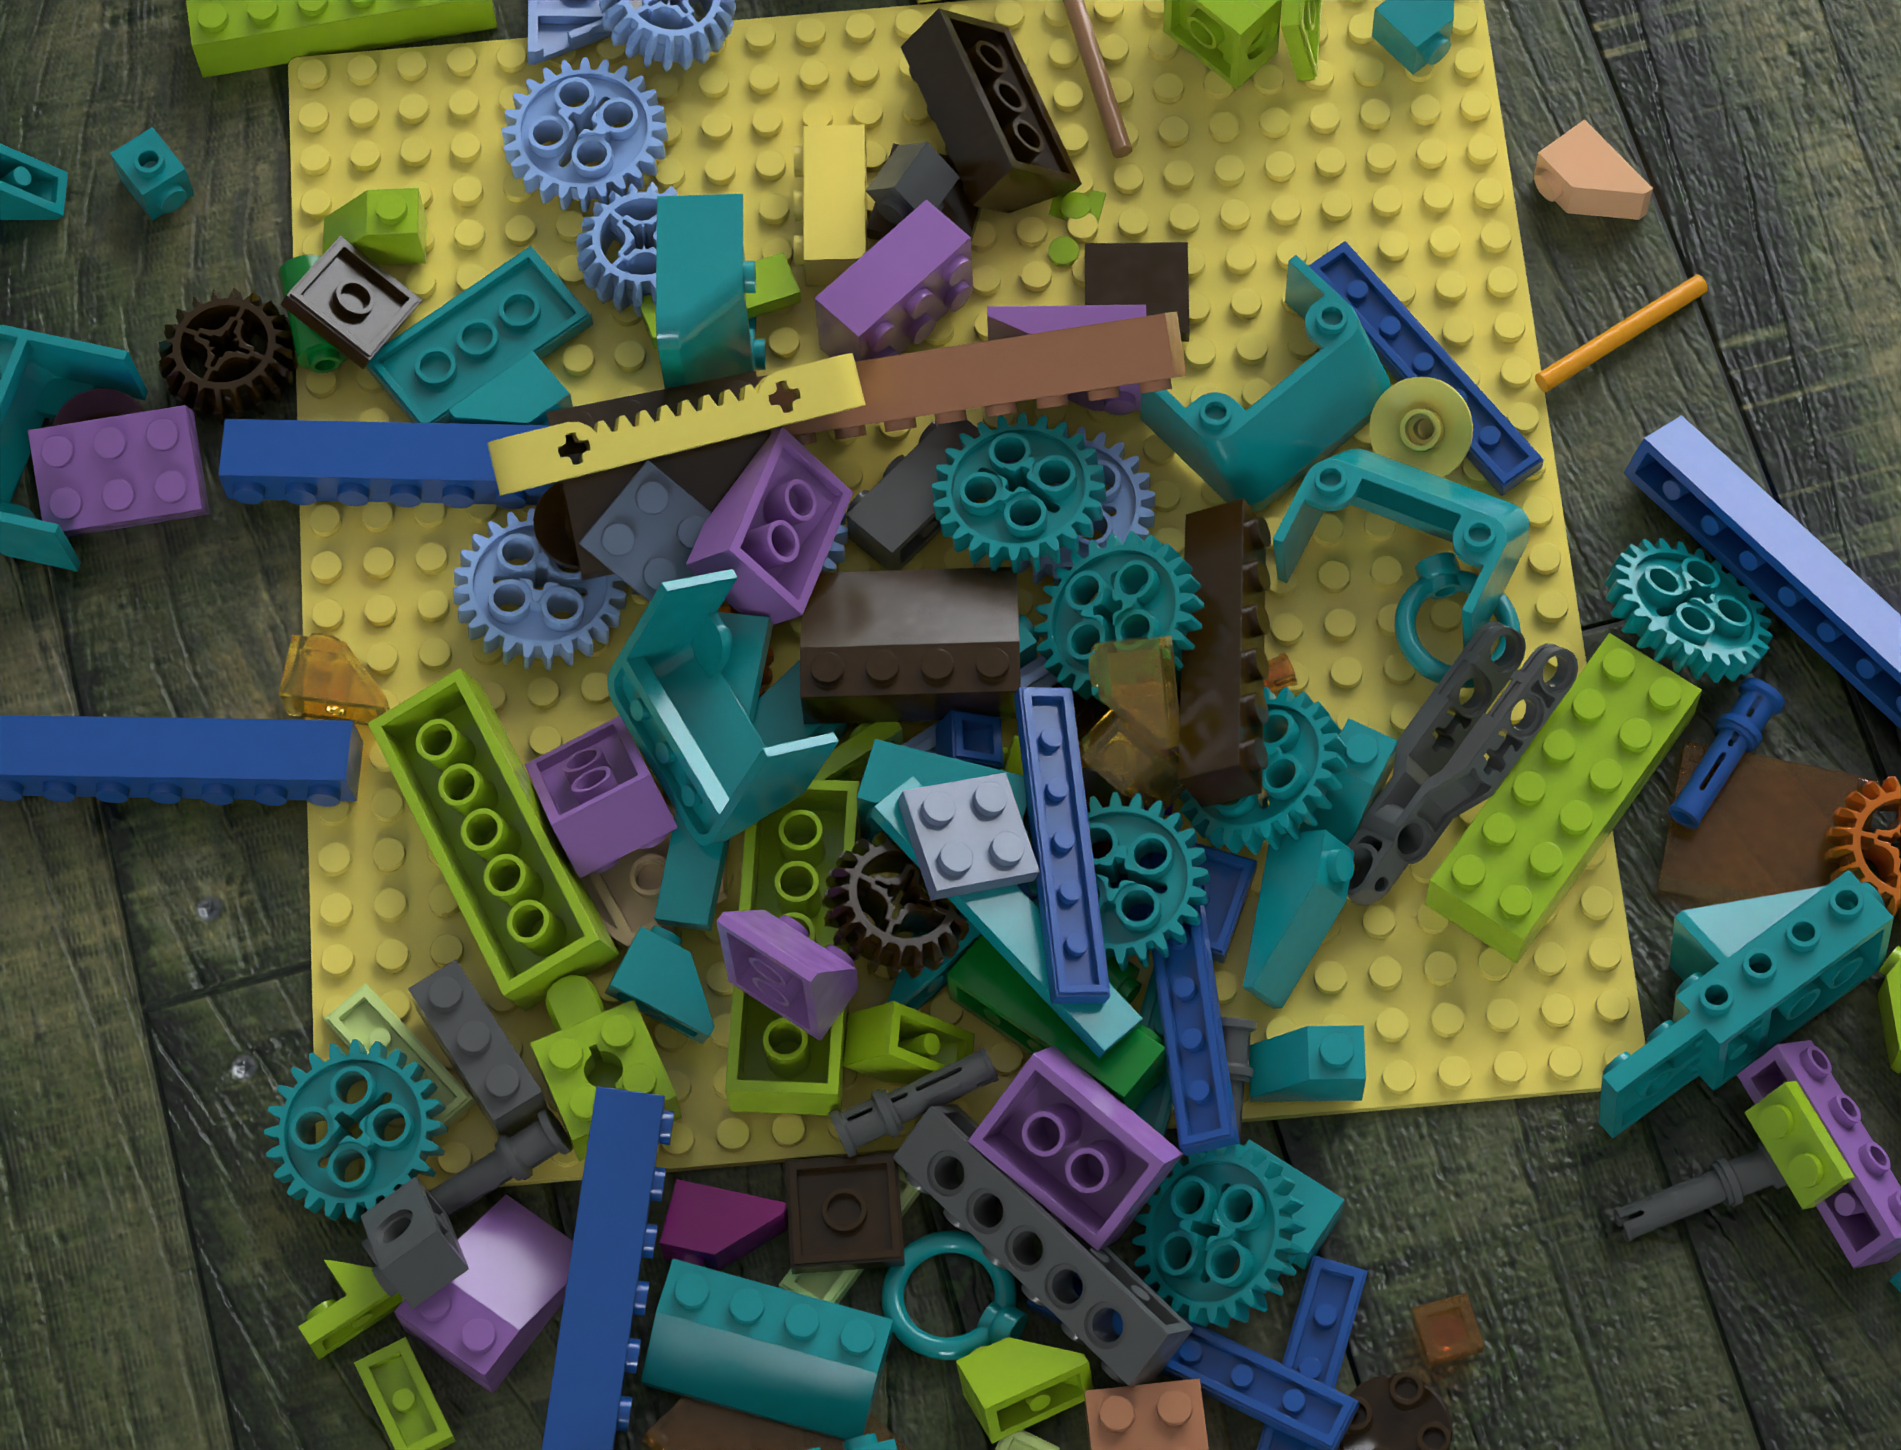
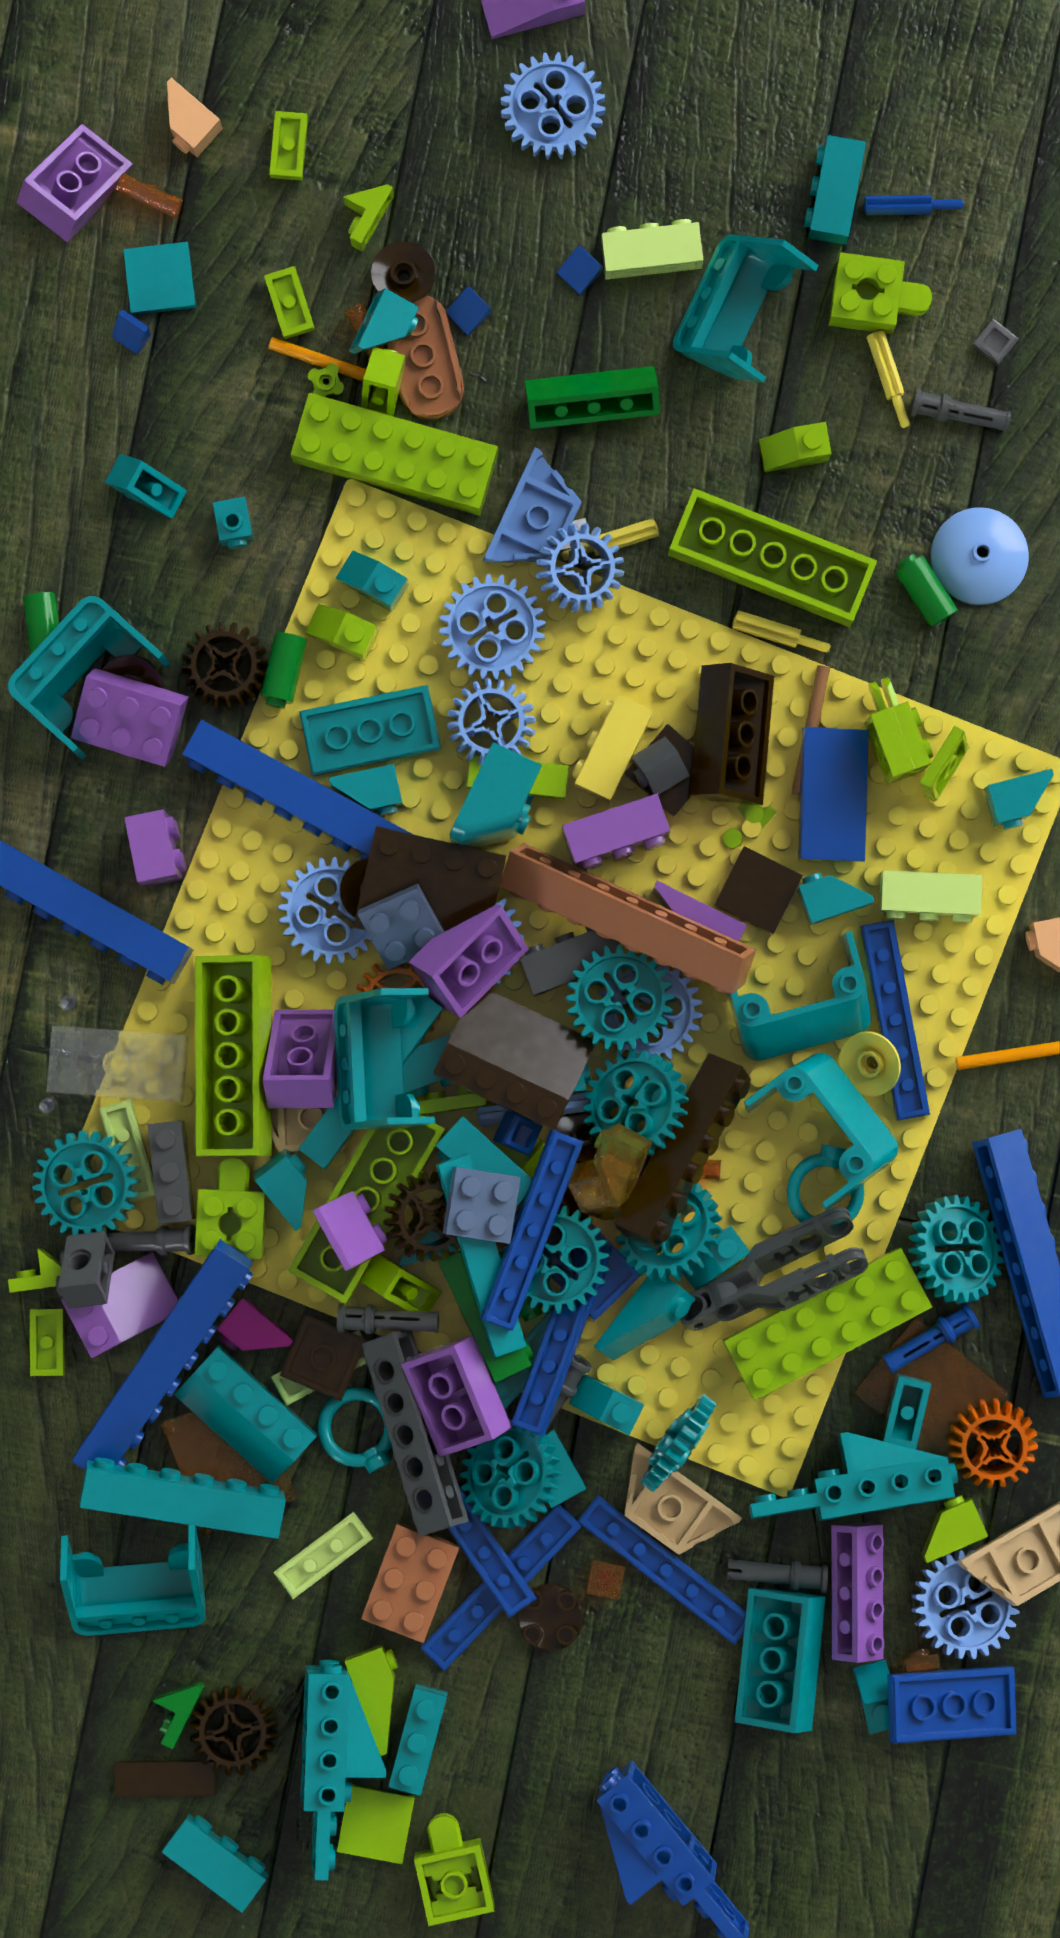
camera: 25 degrees right, 20 degrees up
(237, 621) = (154, 848): none -> medium lavender brick
(322, 934) = (117, 1064): none -> clear brick
(329, 682) = (190, 909): clear yellow slope -> none
(351, 302) = (306, 677): tile -> none
(389, 150) = (373, 580): none -> teal slope
(818, 391) = (353, 863): light yellow gear -> none
(1021, 1384) = (367, 1498): lime slope -> none
(1172, 126) = (833, 794): none -> blue tile
(1243, 250) = (830, 897): none -> teal slope
(1376, 184) = (930, 895): none -> yellowish green brick
(1444, 1046) = (678, 1442): none -> teal gear
(1485, 1171) = (677, 1511): none -> tan wing
(1531, 1274) = (664, 1568): none -> blue tile
(1747, 848) = (906, 1410): none -> teal slope
(1776, 1311) = (780, 1660): none -> teal slope
(1799, 1145) = (839, 1584): lime plate -> none

